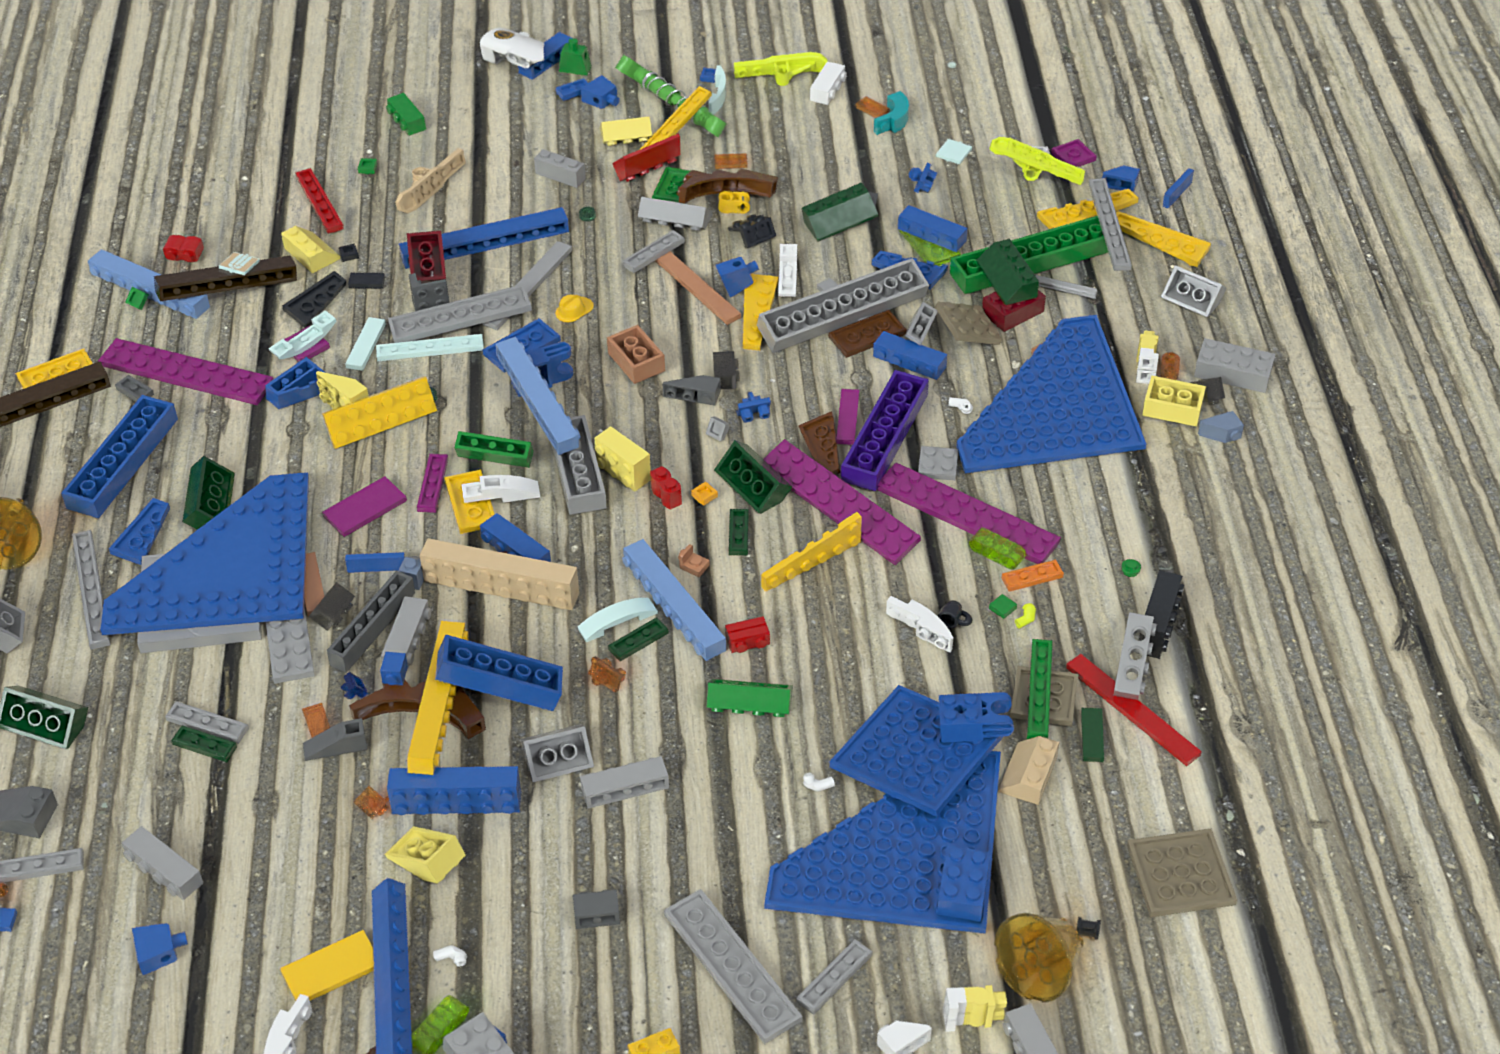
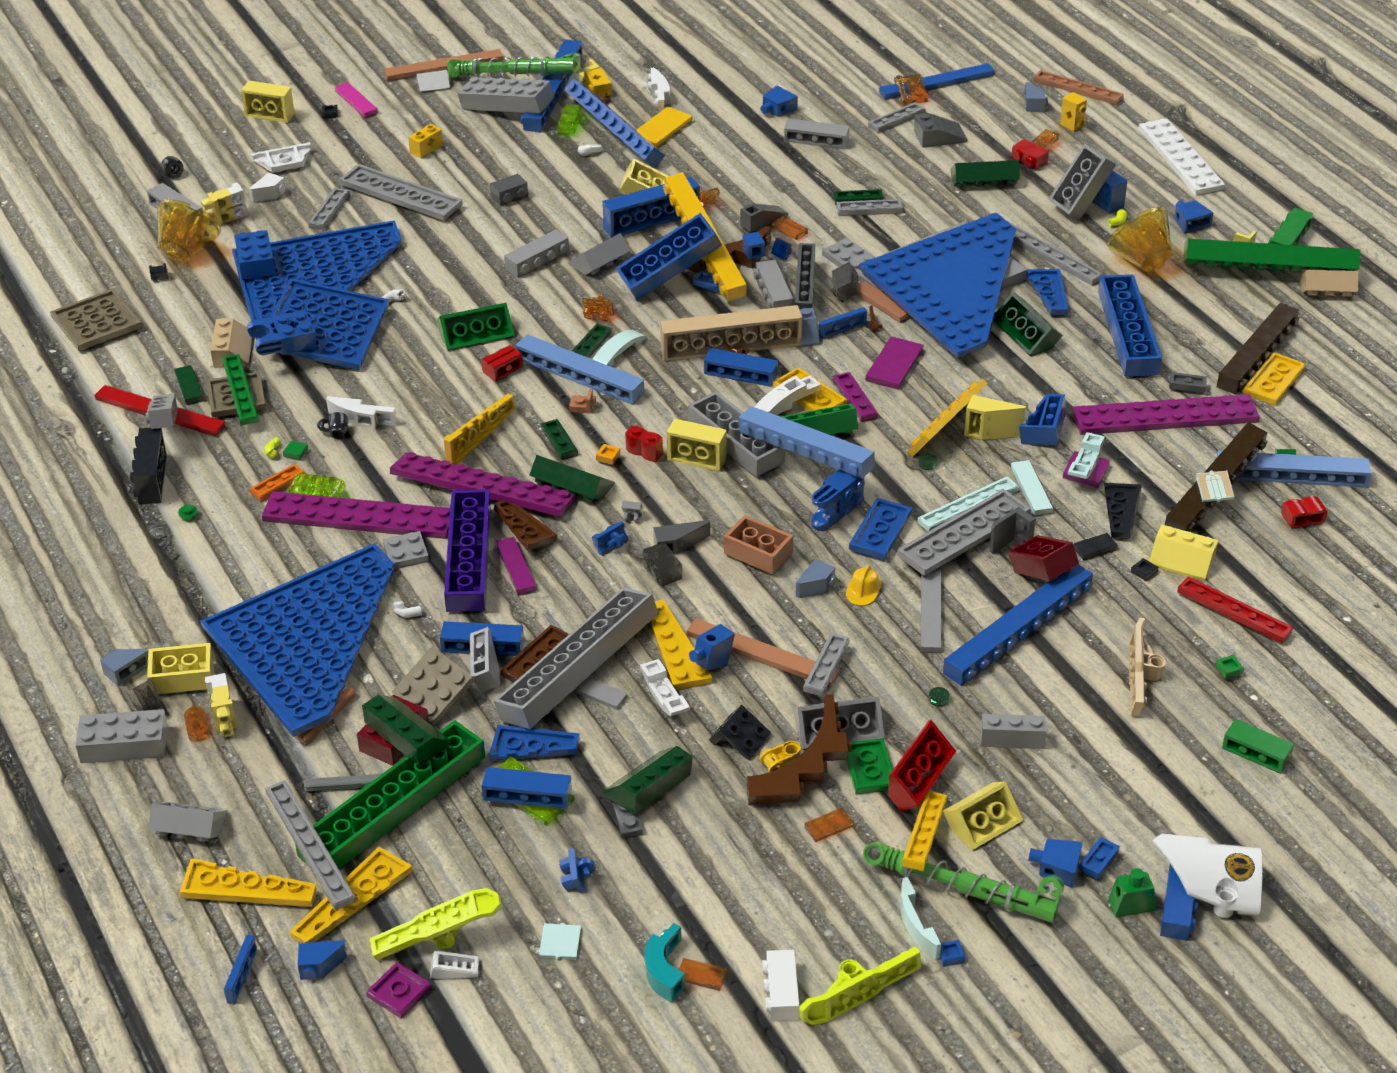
camera: 155 degrees right, 5 degrees down
(340, 561) = (874, 326): none -> reddish brown piece
(610, 317) = (816, 579): none -> sand blue slope

